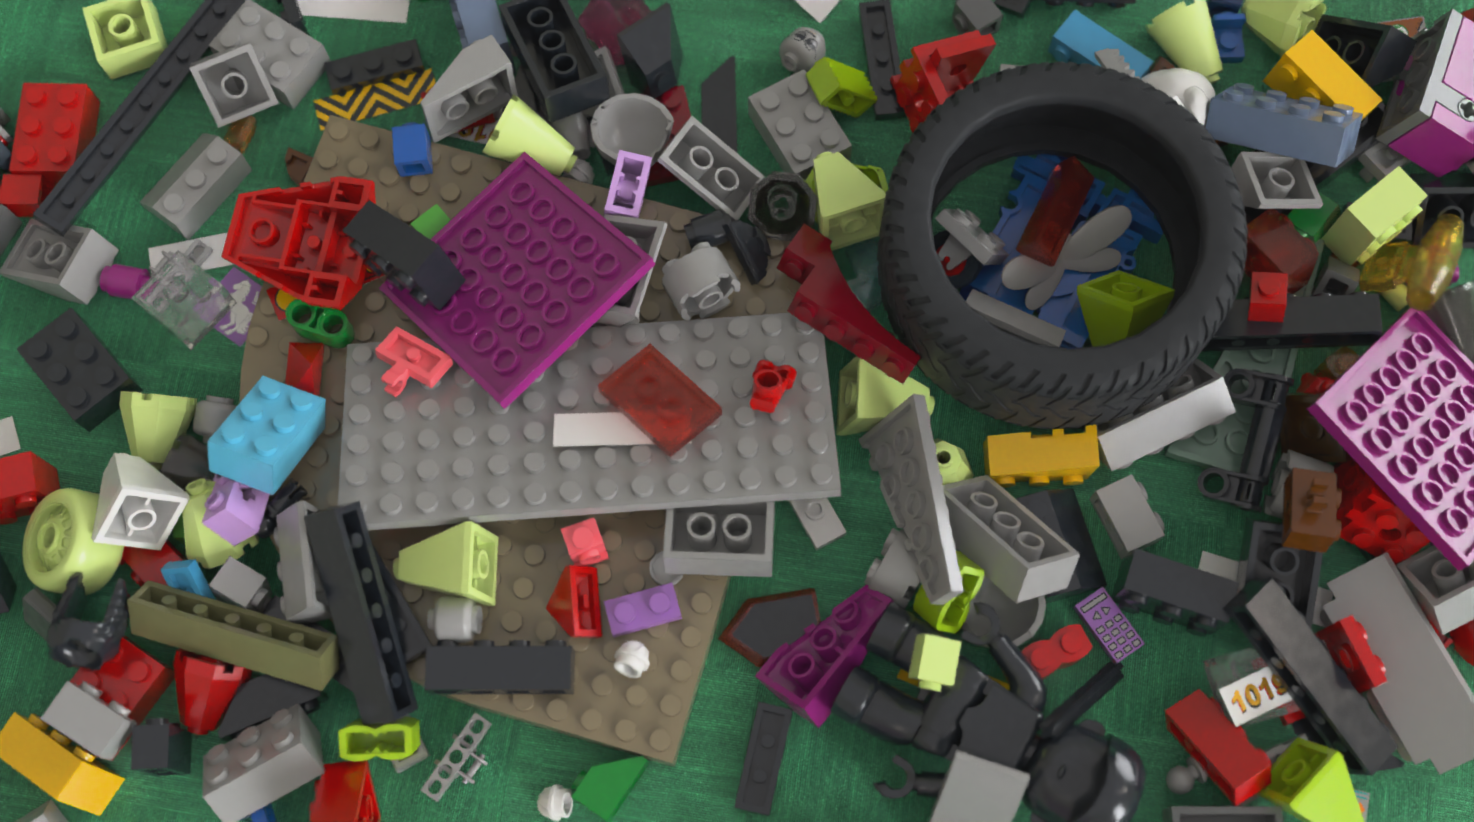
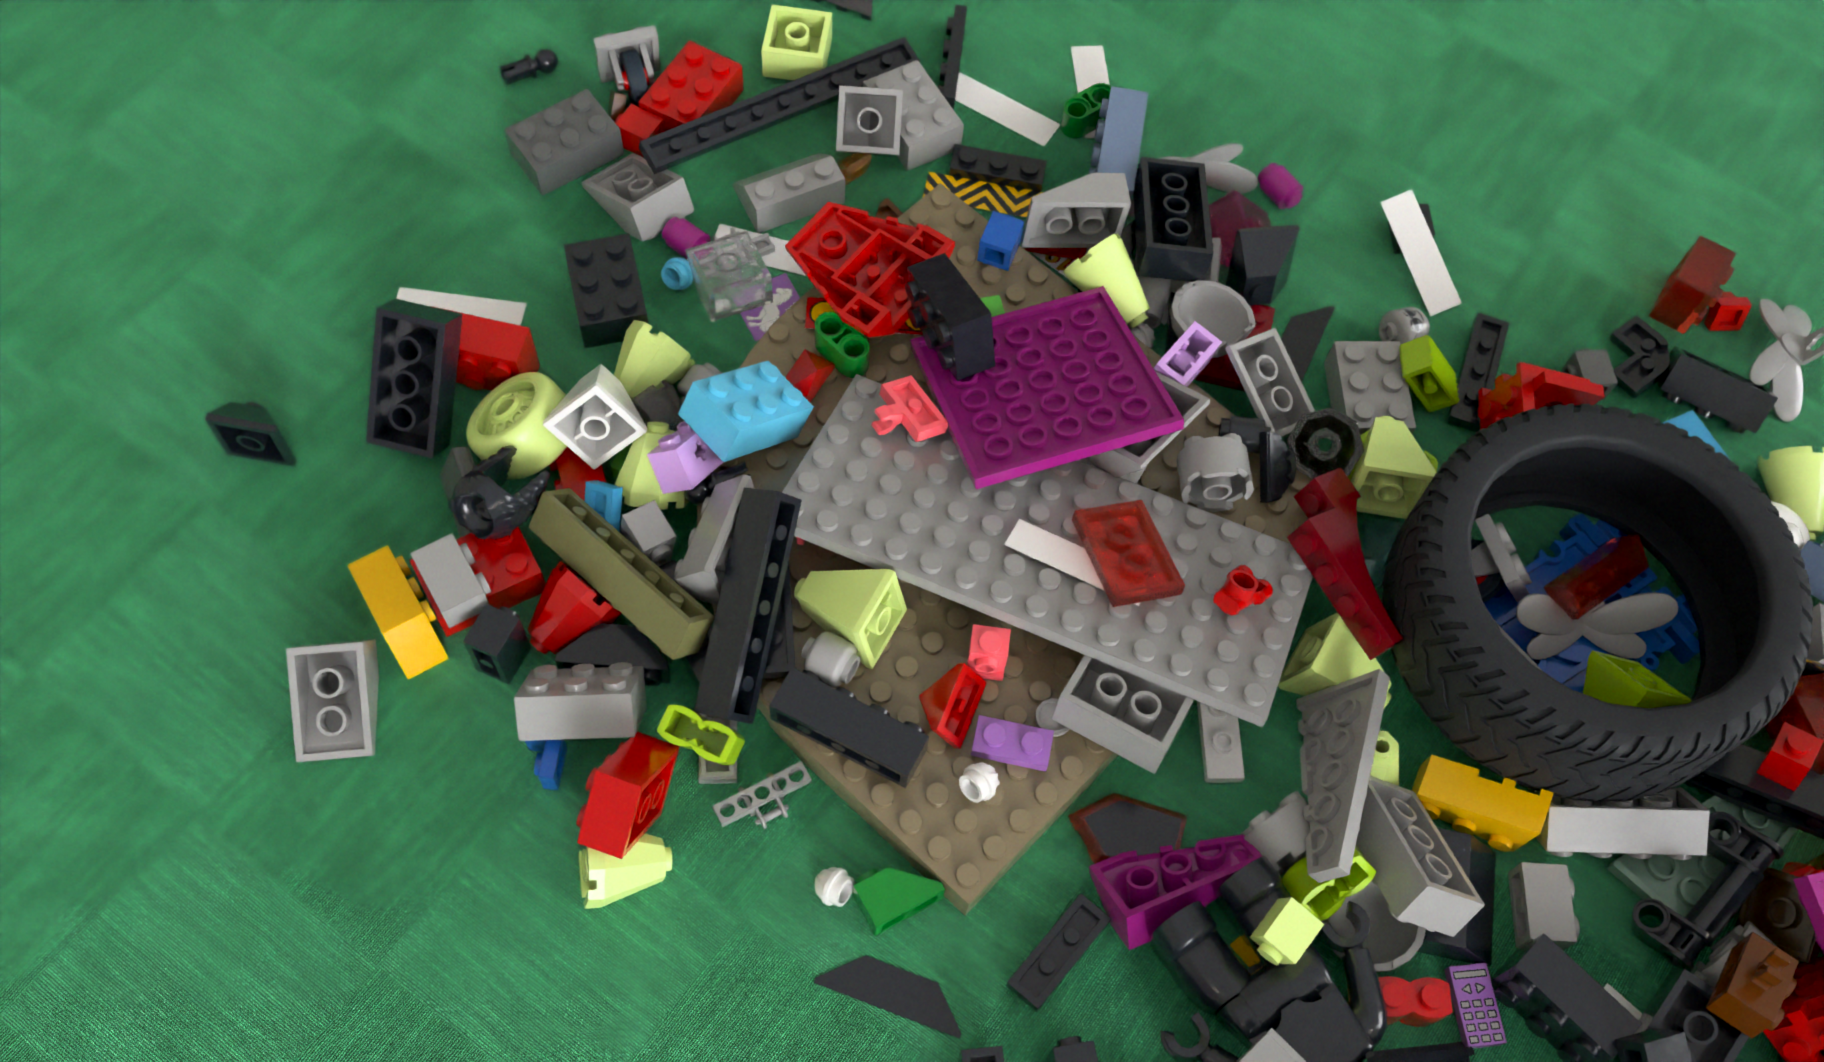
camera: 20 degrees right, 10 degrees down
(135, 320) = (677, 274): none -> medium azure plate

